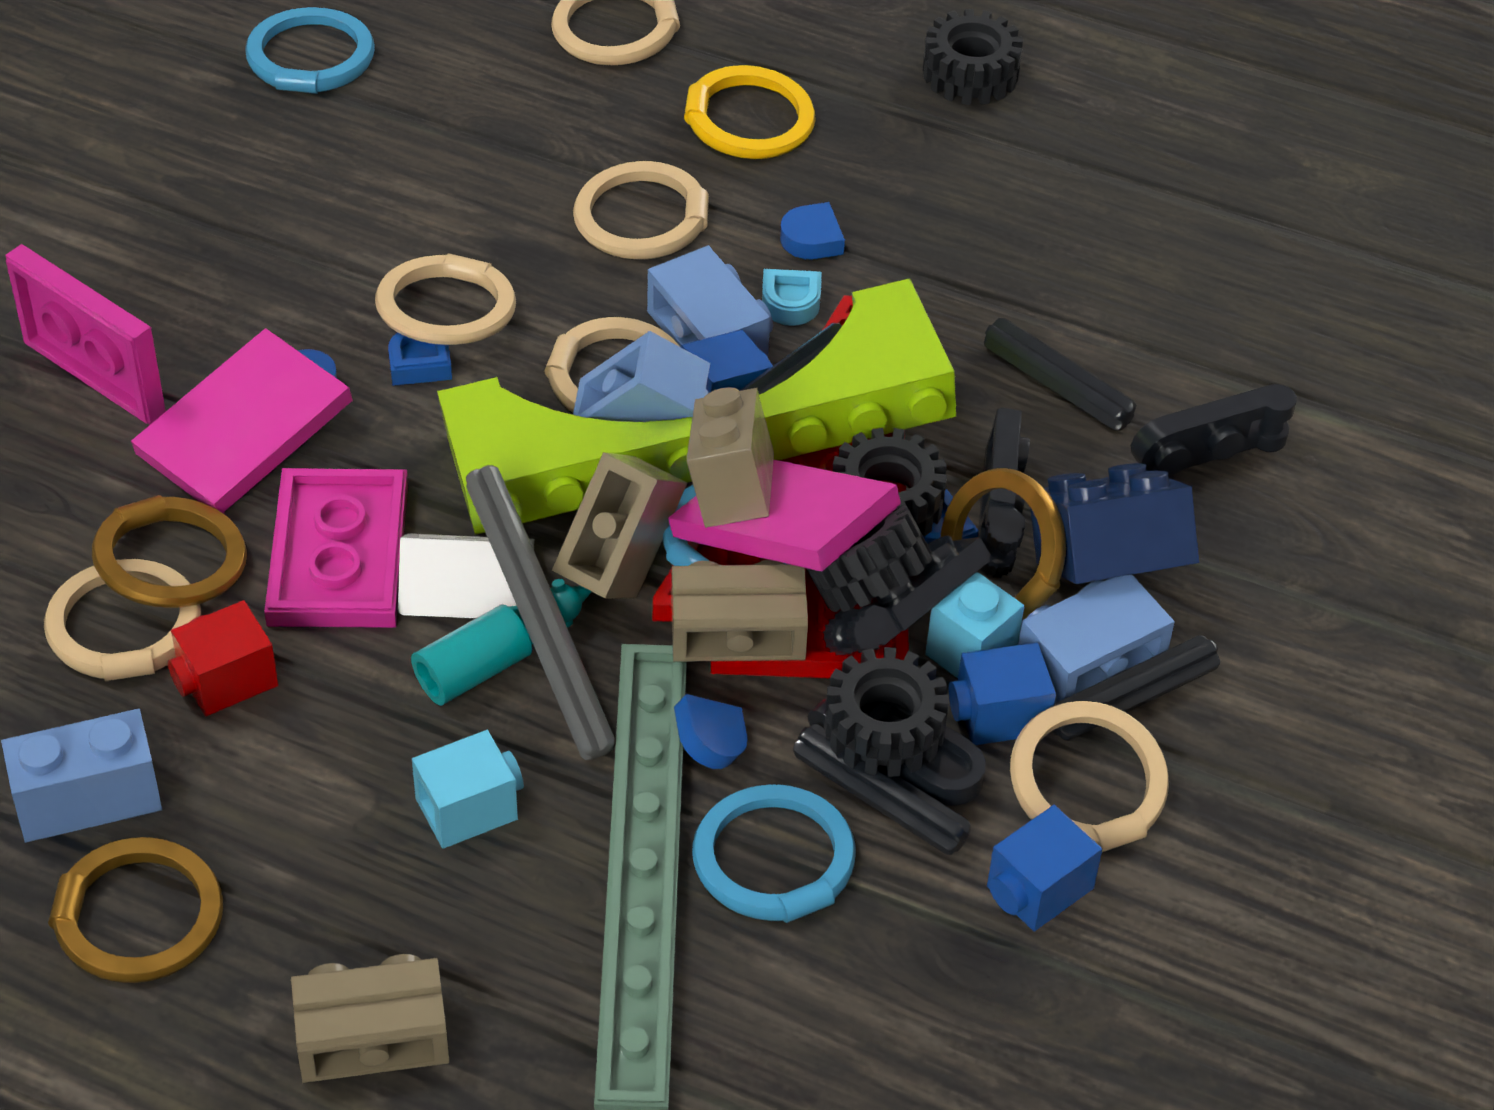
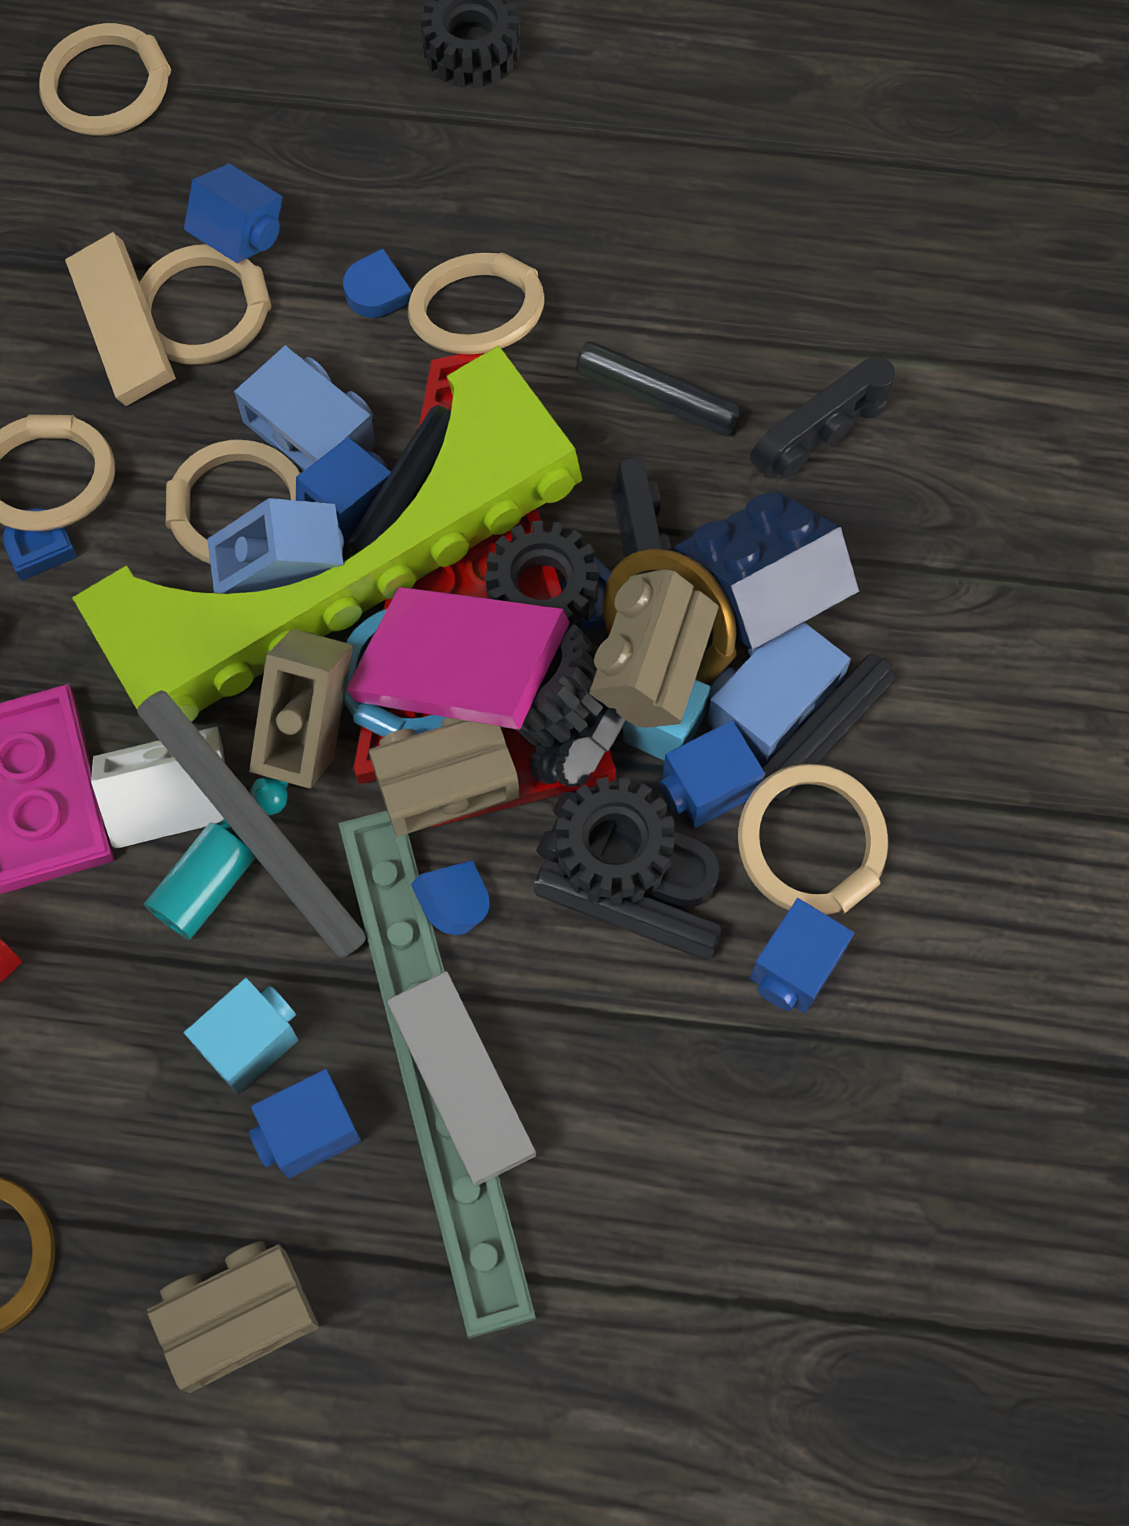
camera: 15 degrees left, 20 degrees up
(498, 878) = (302, 1125): none -> blue brick
(561, 201) = (119, 319): none -> tan tile
(666, 878) = (461, 1079): none -> light grey tile
(697, 139) = (233, 213): none -> blue brick
(730, 457) = (390, 616): dark tan brick -> none
(736, 146) = (278, 110): yellow piece -> none
(774, 906) = (592, 1049): dark azure piece -> none
(791, 295) = (377, 367): medium azure tile -> none
(903, 236) = (472, 265): none -> tan piece
(973, 539) = (653, 648): none -> dark tan brick

